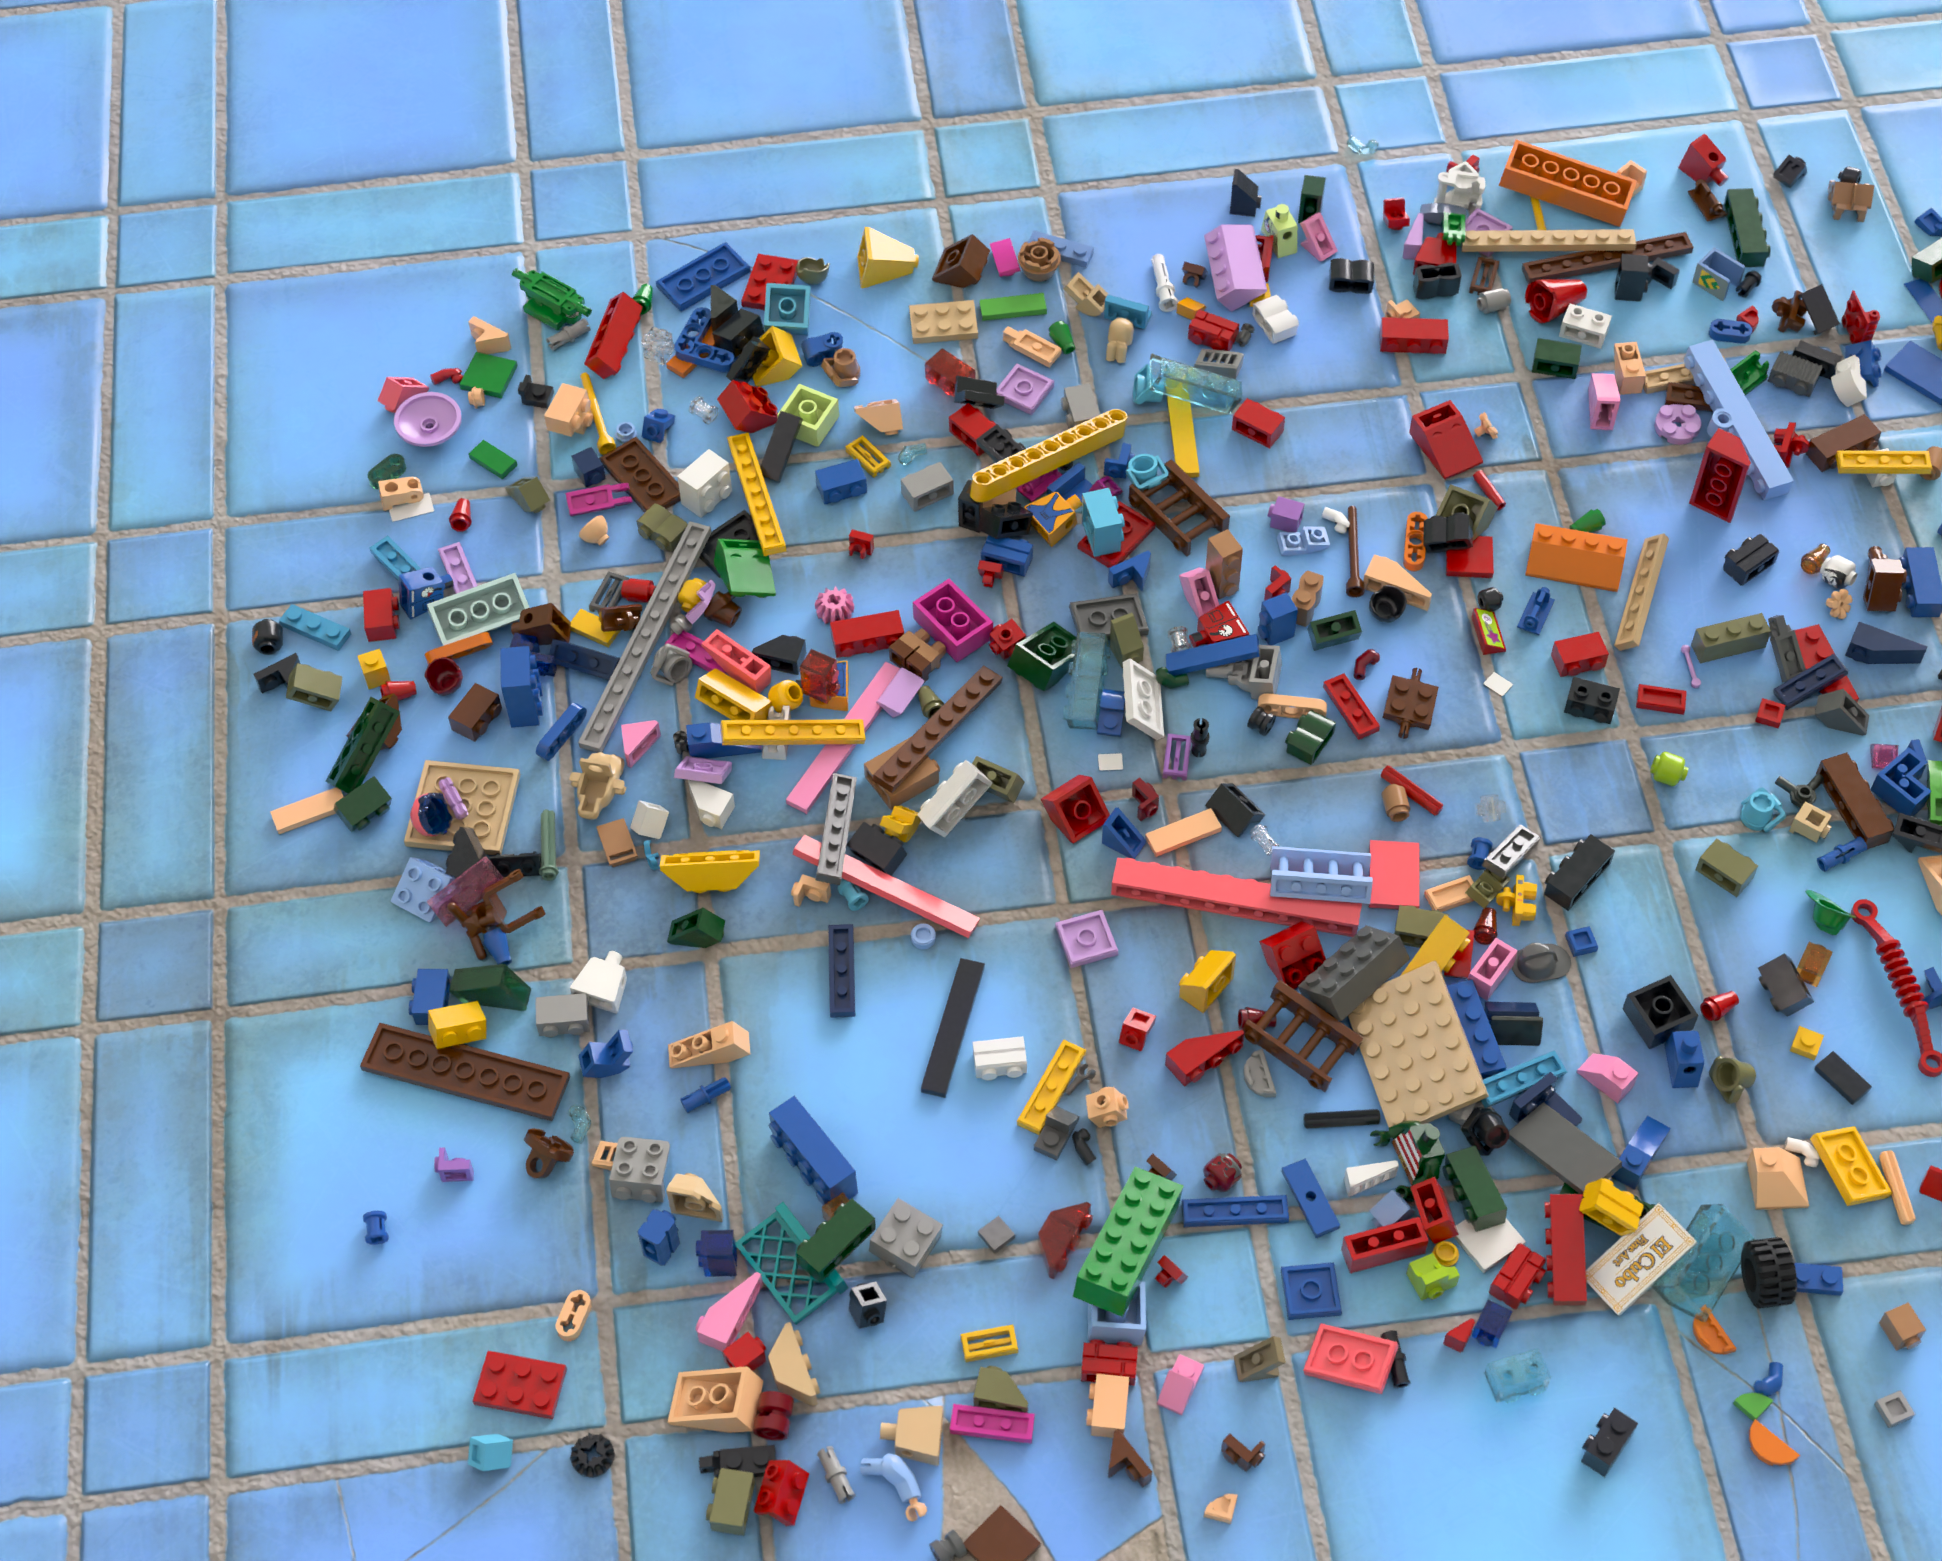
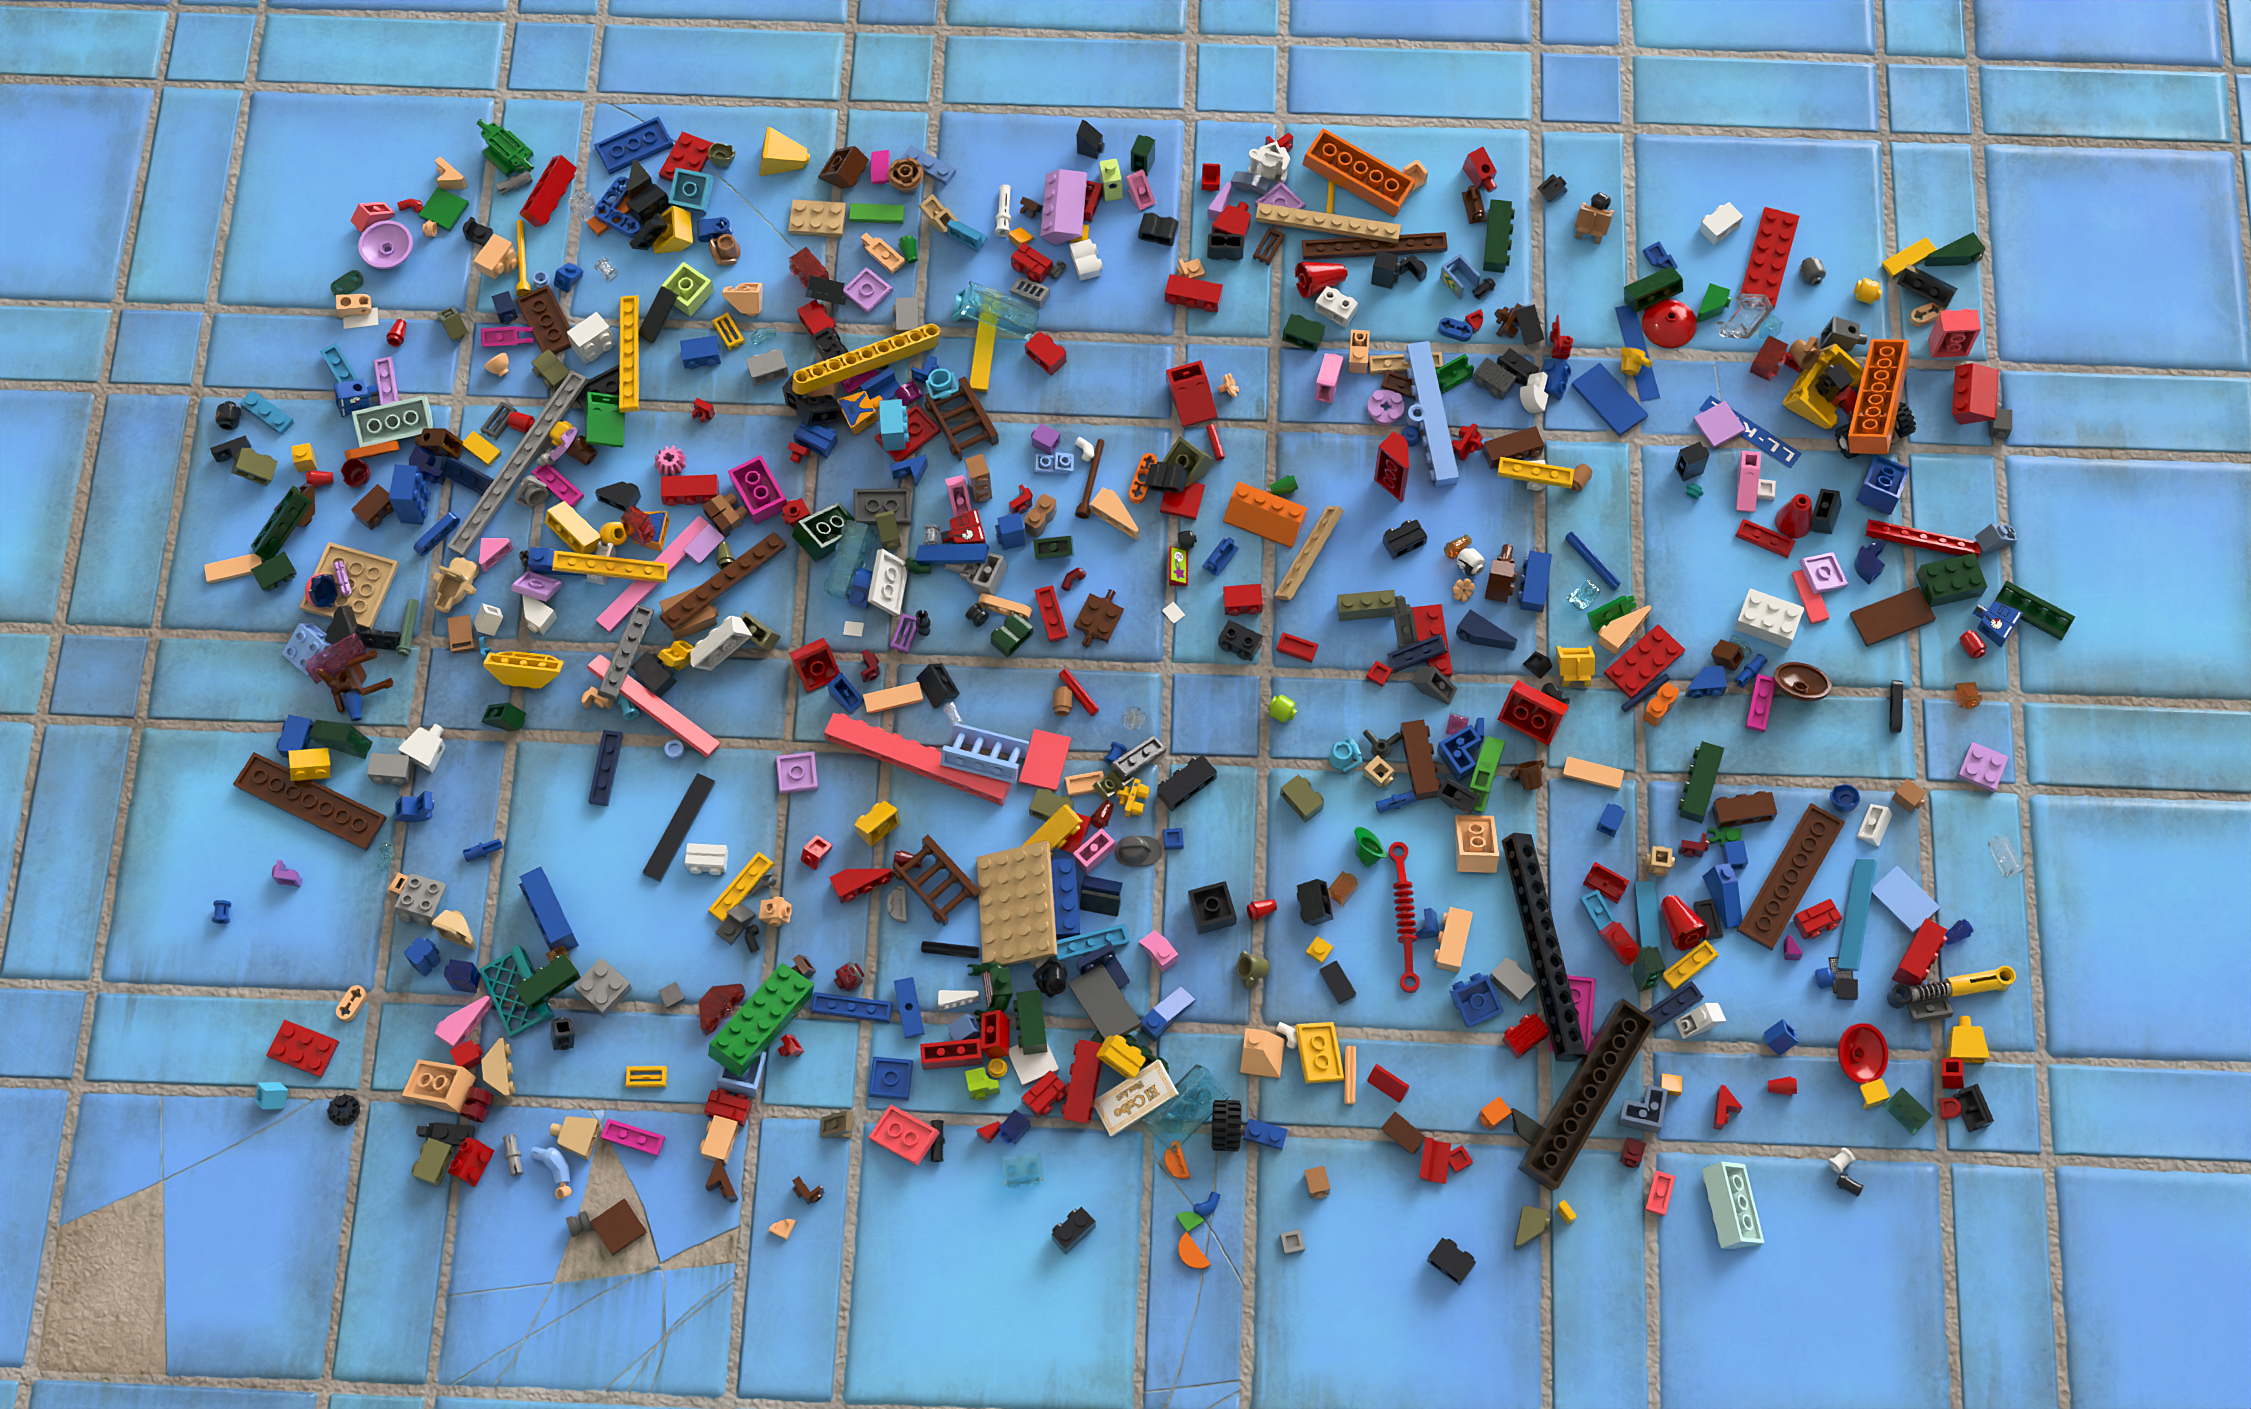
camera: 10 degrees right, 10 degrees up
(380, 615) = (317, 411): red brick -> none
(492, 459) = (432, 286): green tile -> none
(548, 1150) = (357, 873): reddish brown tile -> none
(620, 617) = (500, 445): reddish brown hips -> none
(644, 297) = (580, 158): green cone -> none
(711, 1046) = (495, 812): light nougat slope -> none
(738, 661) = (582, 499): coral slope -> none
(748, 407) = (641, 272): red slope -> none
(998, 1391) = (641, 1114): olive slope -> none
(1119, 337) = (954, 256): tan piece -> none
(1180, 1384) = (776, 1131): bright pink slope -> none
(1293, 953) = (949, 814): red slope -> none
(1355, 971) = (987, 837): dark grey brick -> none
(1362, 148) = (1203, 109): clear light blue arm -> none
(1387, 603) = (1102, 531): black hair -> none
(1453, 228) = (1251, 201): green hinge -> none
(1493, 300) = (1268, 271): light grey brick -> none
(1684, 1051) = (1219, 946): blue torso -> none
(1695, 683) = (1329, 637): lavender hinge -> none

